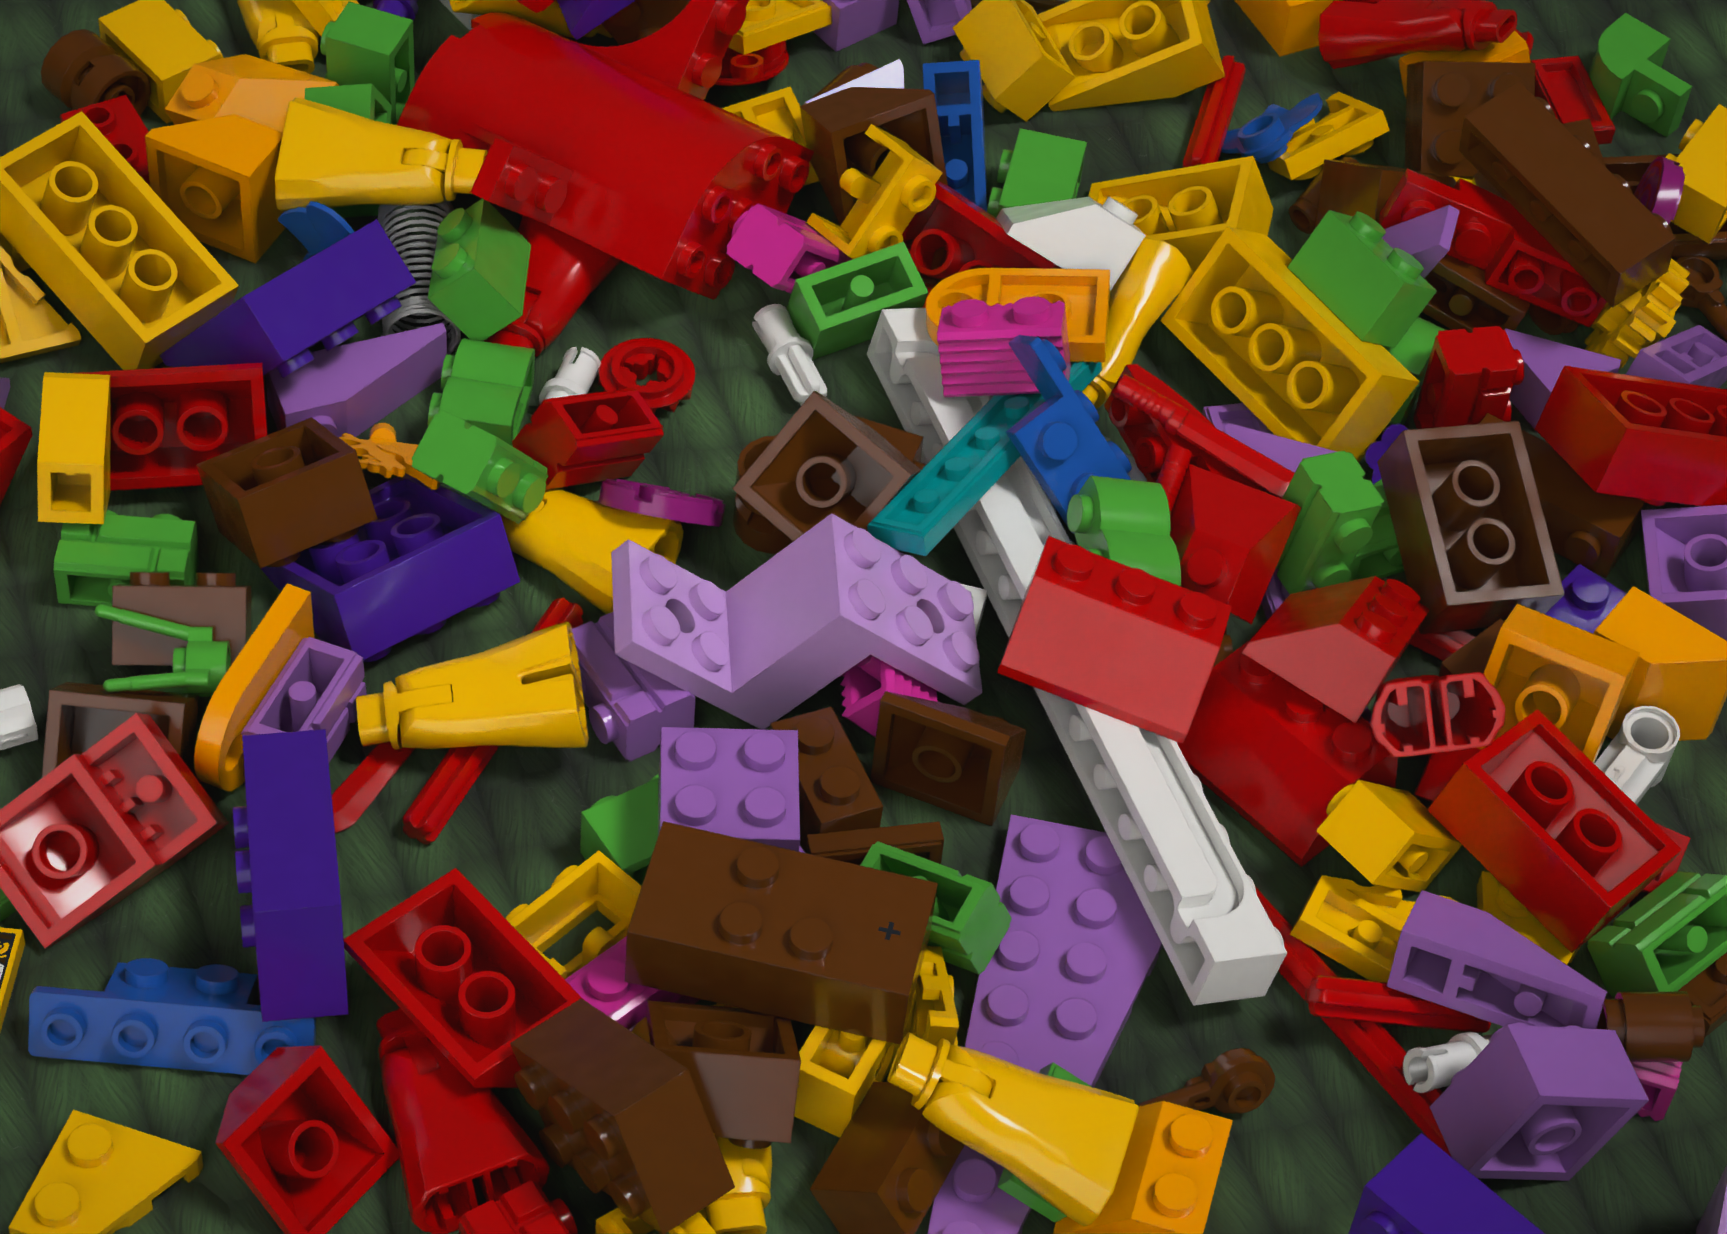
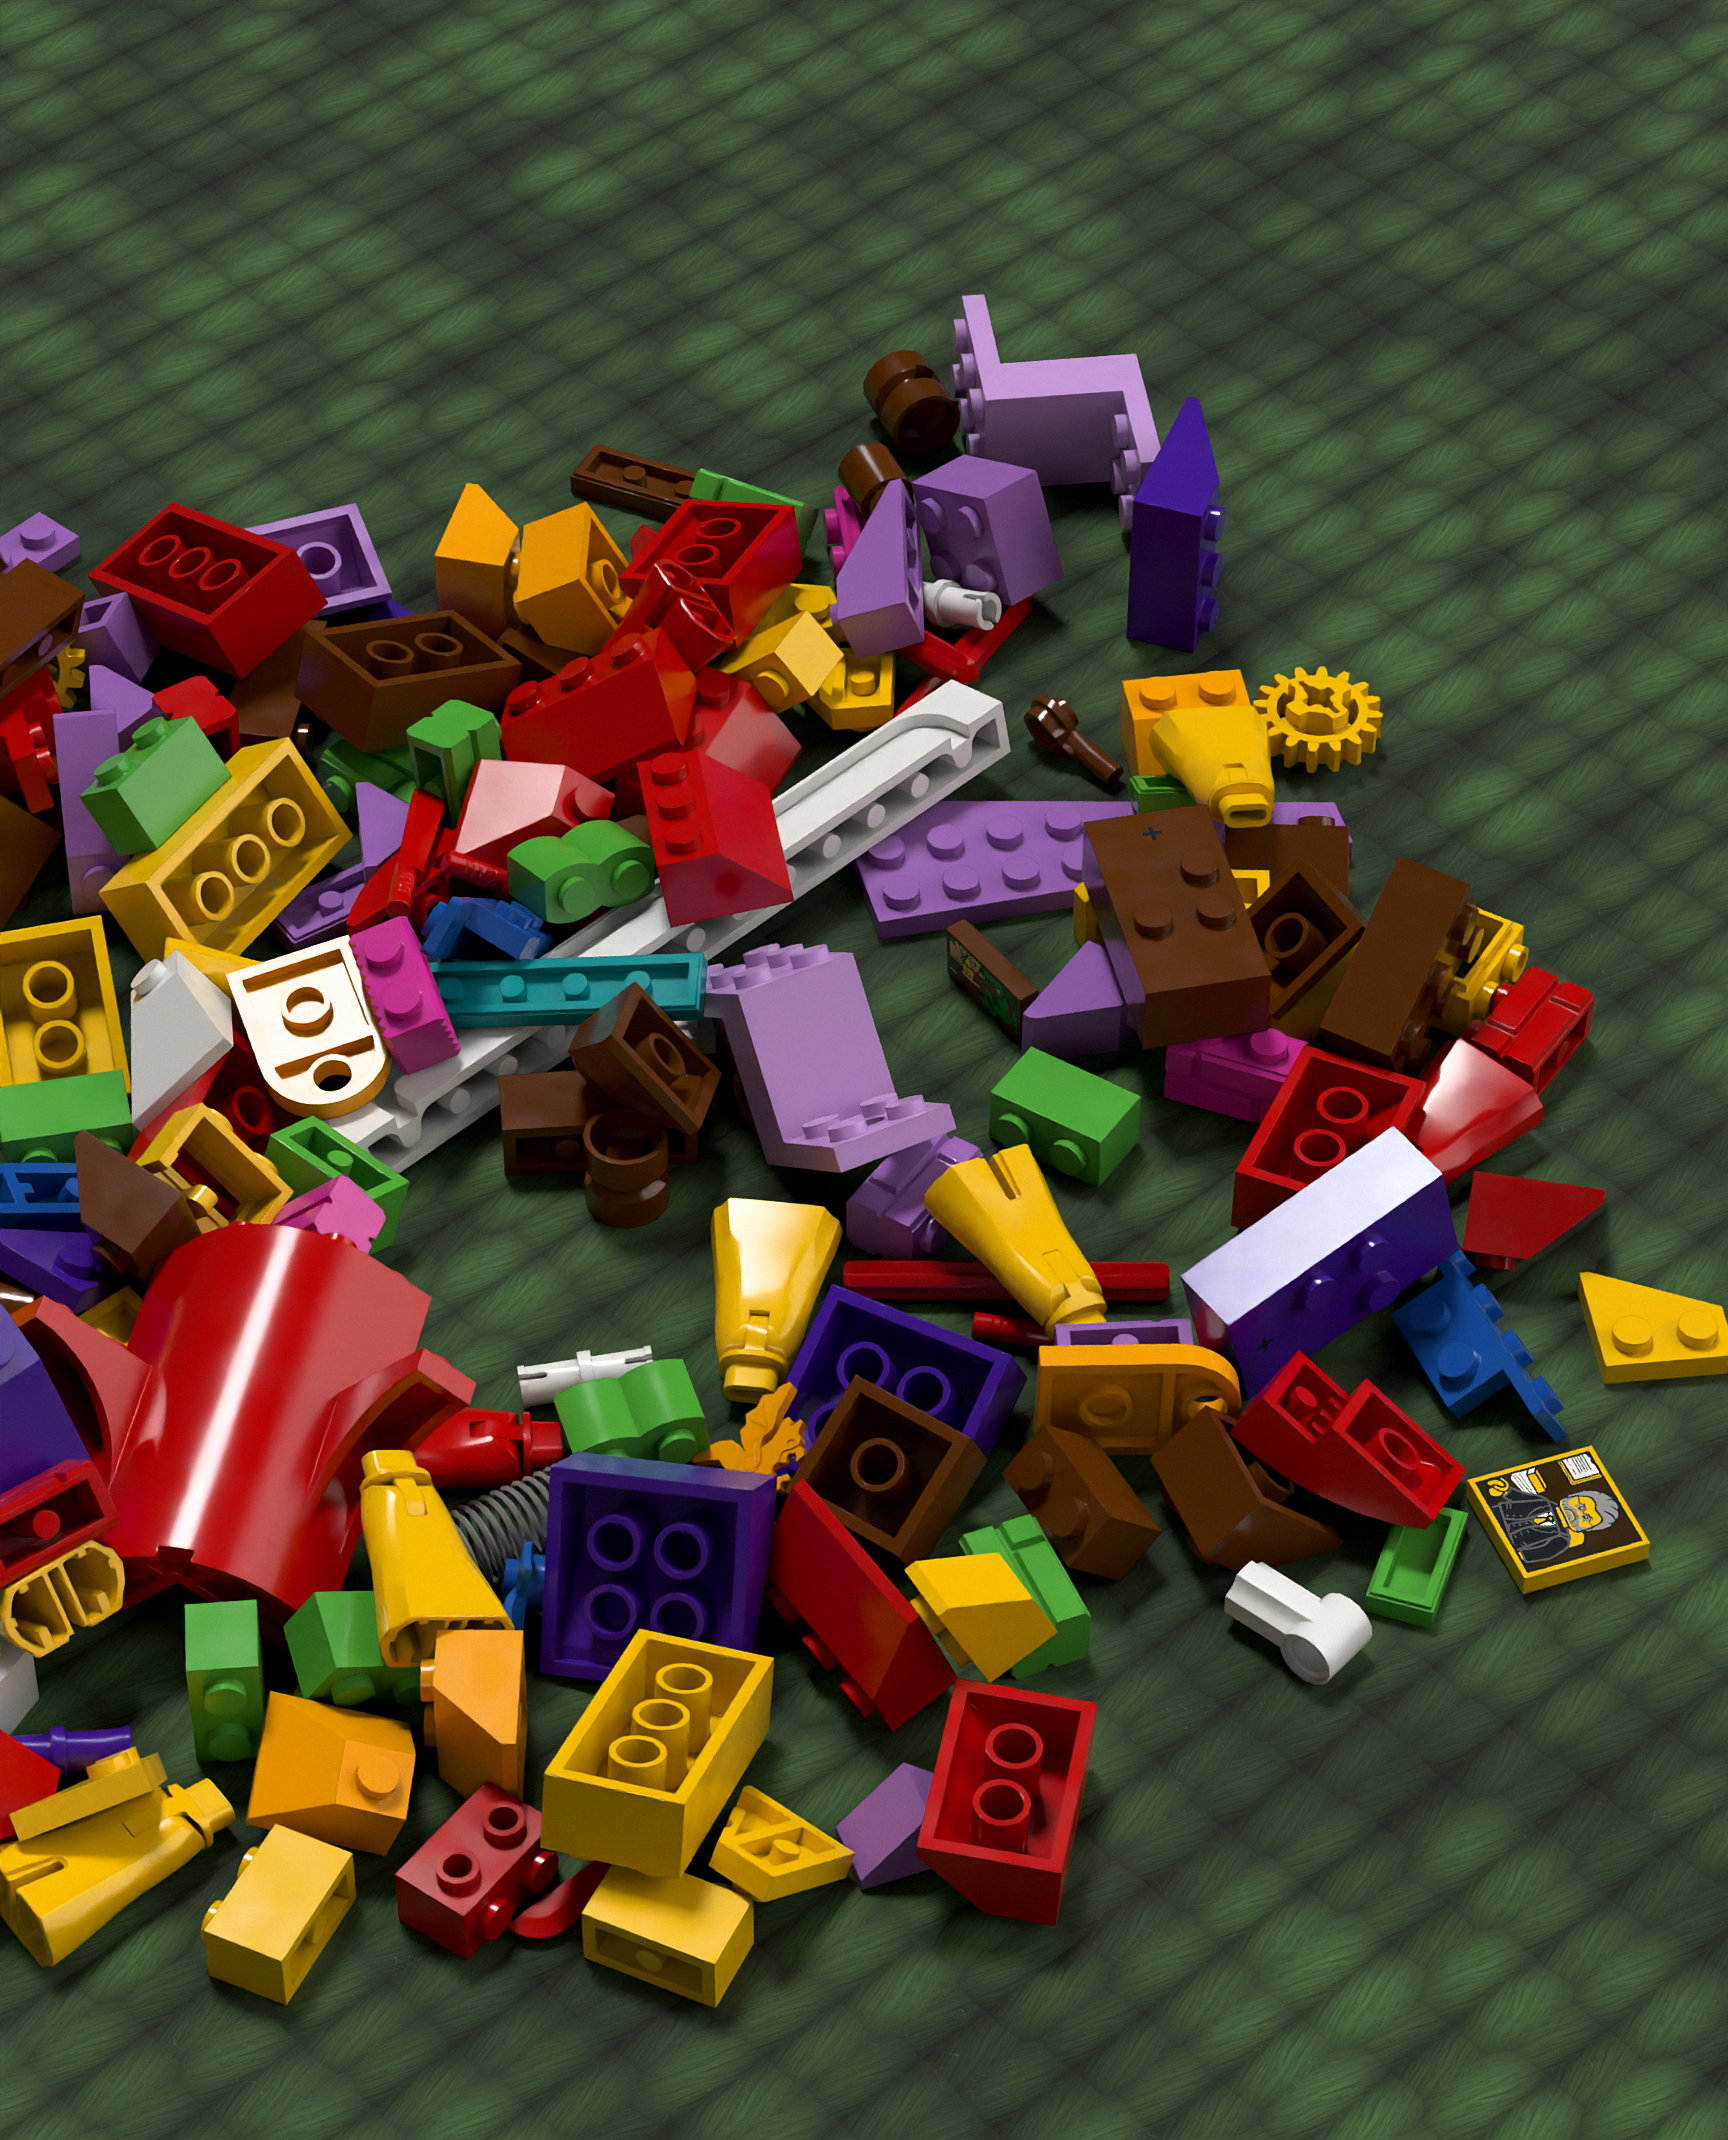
camera: 110 degrees left, 5 degrees down
(87, 71) = (367, 1941): reddish brown wheel -> none
(195, 668) = (1135, 1454): bright green plant -> none
(479, 270) = (497, 1449): bright green brick -> none
(480, 467) = (794, 1306): bright green brick -> none
(570, 900) = (1189, 1139): yellow window -> none
(590, 436) = (663, 1298): red brick -> none
(640, 357) = (482, 1329): red gear -> none
(662, 502) = (725, 1215): magenta tile -> none
(731, 783) = (1056, 1020): medium lavender brick -> none
(788, 352) = (414, 1239): white axle -> none
(832, 781) = (946, 1027): reddish brown brick -> none
(946, 755) = (856, 922): reddish brown slope -> none
(966, 912) = (1040, 906): bright green brick -> none

